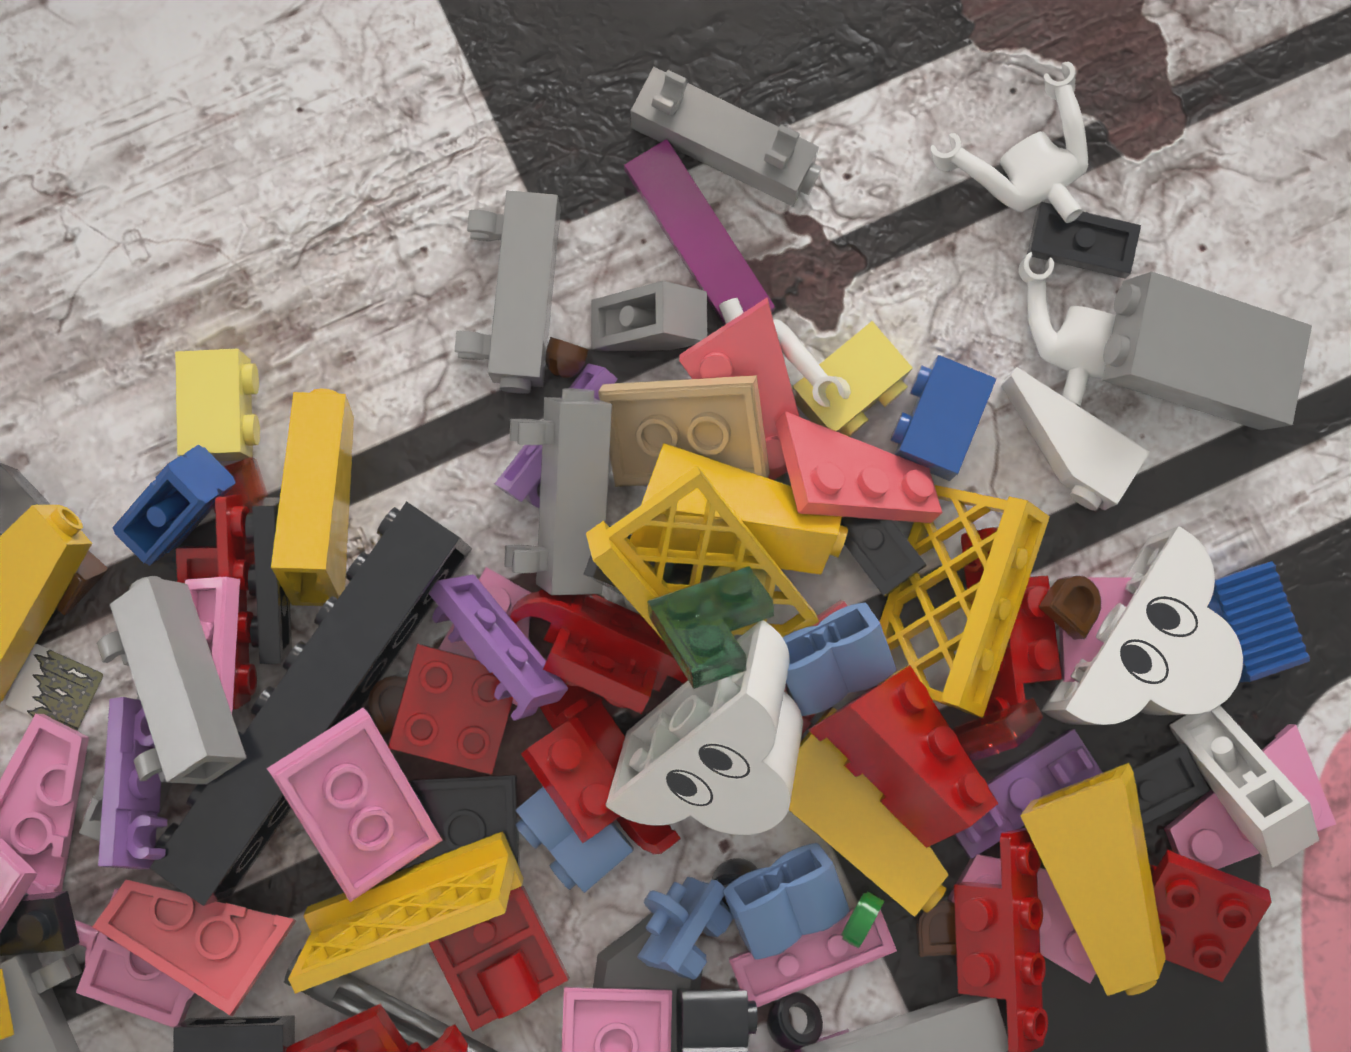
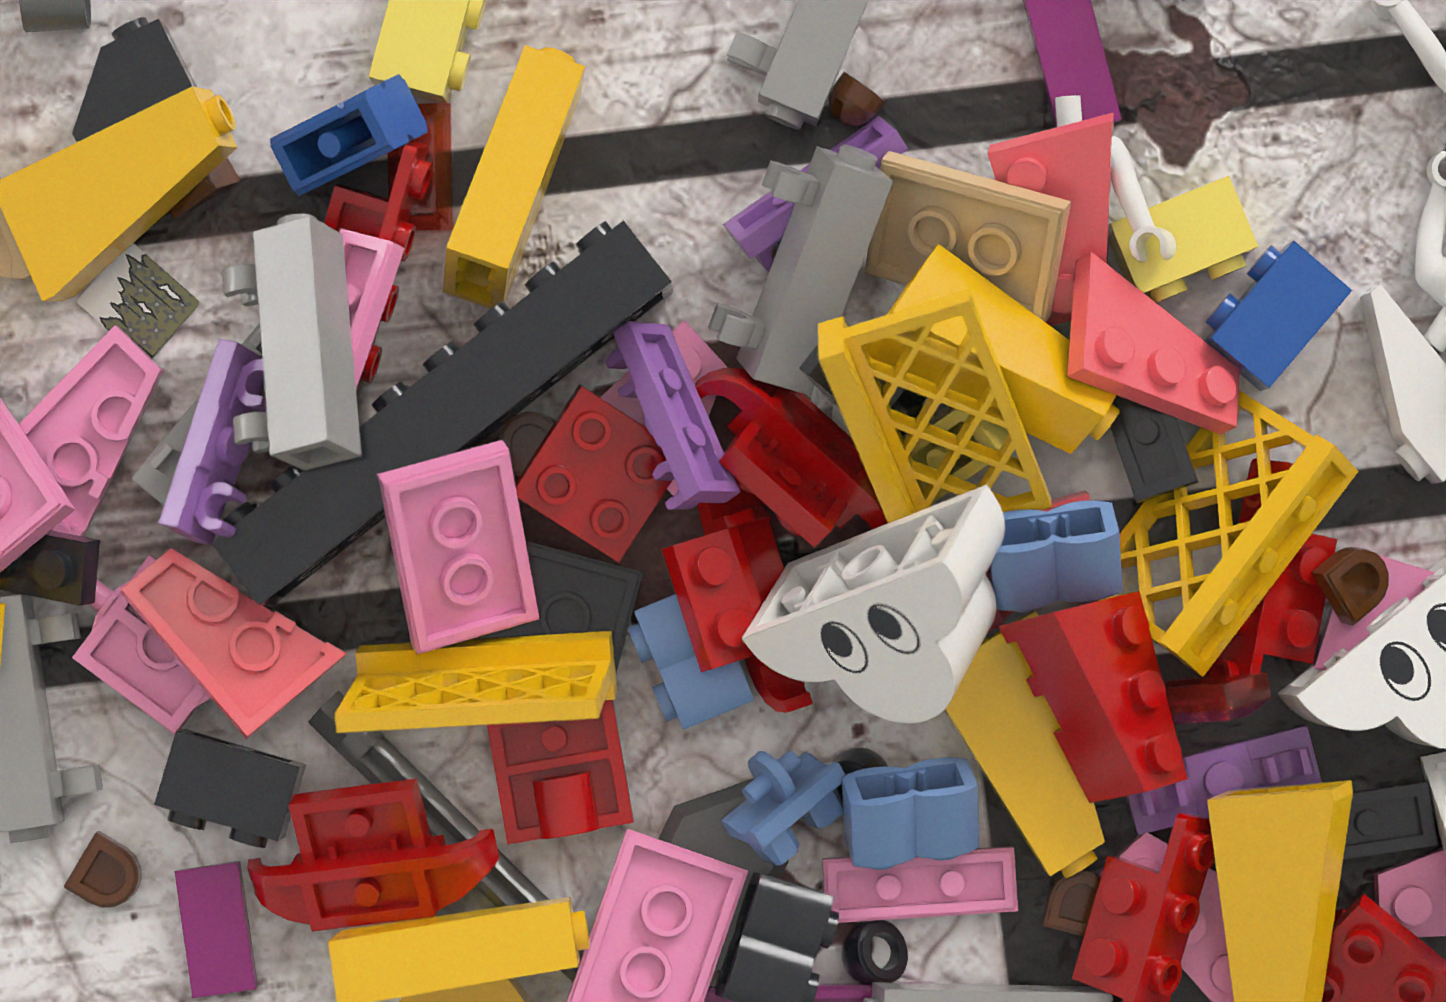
camera: 15 degrees right, 5 degrees up
(272, 625) = (415, 313): black plate -> none
(649, 318) = (967, 87): light grey slope -> none
(700, 621) = (918, 461): clear green plate -> none
(862, 919) = (989, 860): green tile -> none

